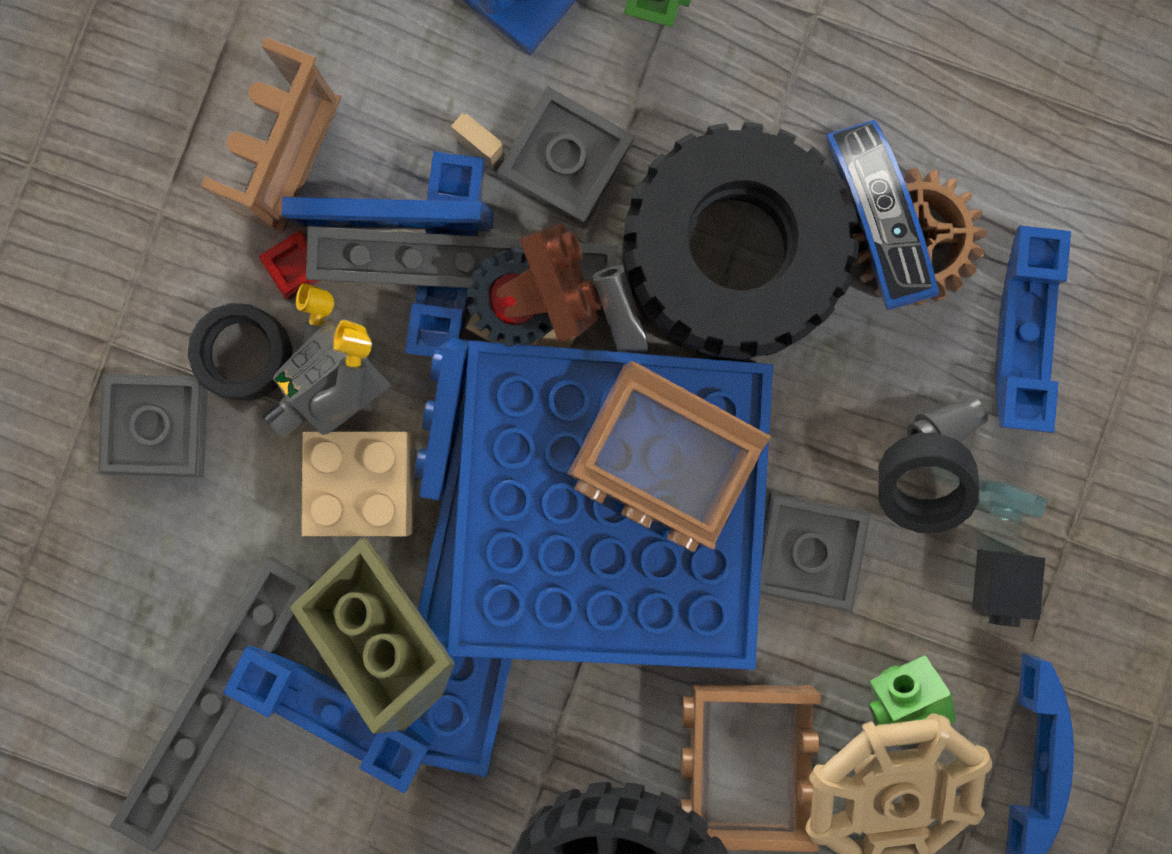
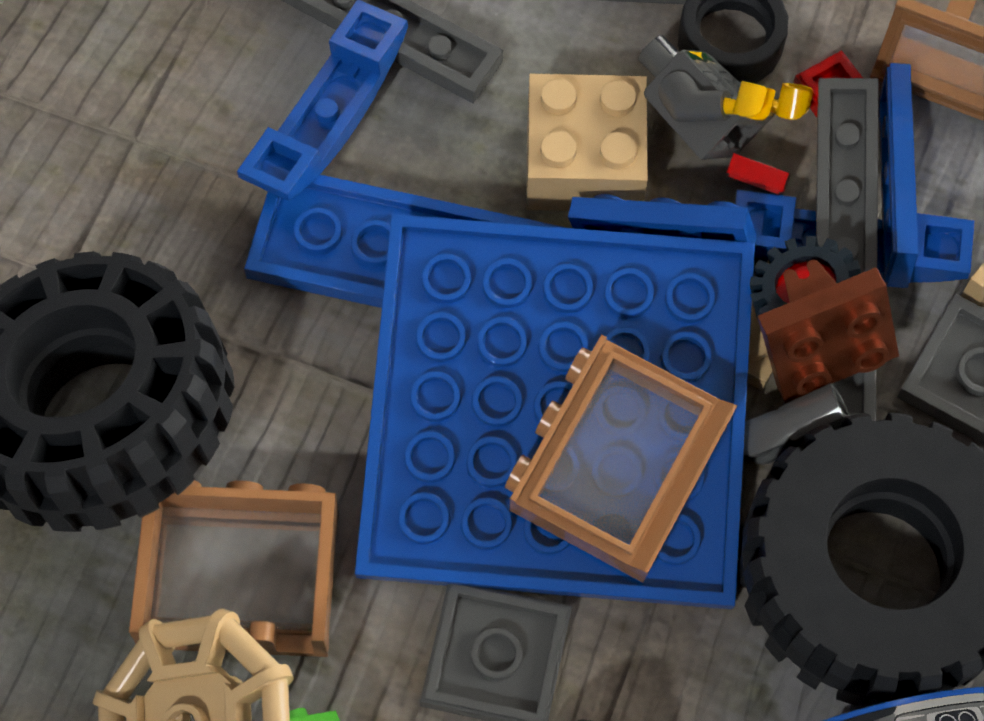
camera: 90 degrees right, 20 degrees down
(374, 640) = (407, 137): olive slope -> none
(387, 332) = (758, 174): none -> red tile

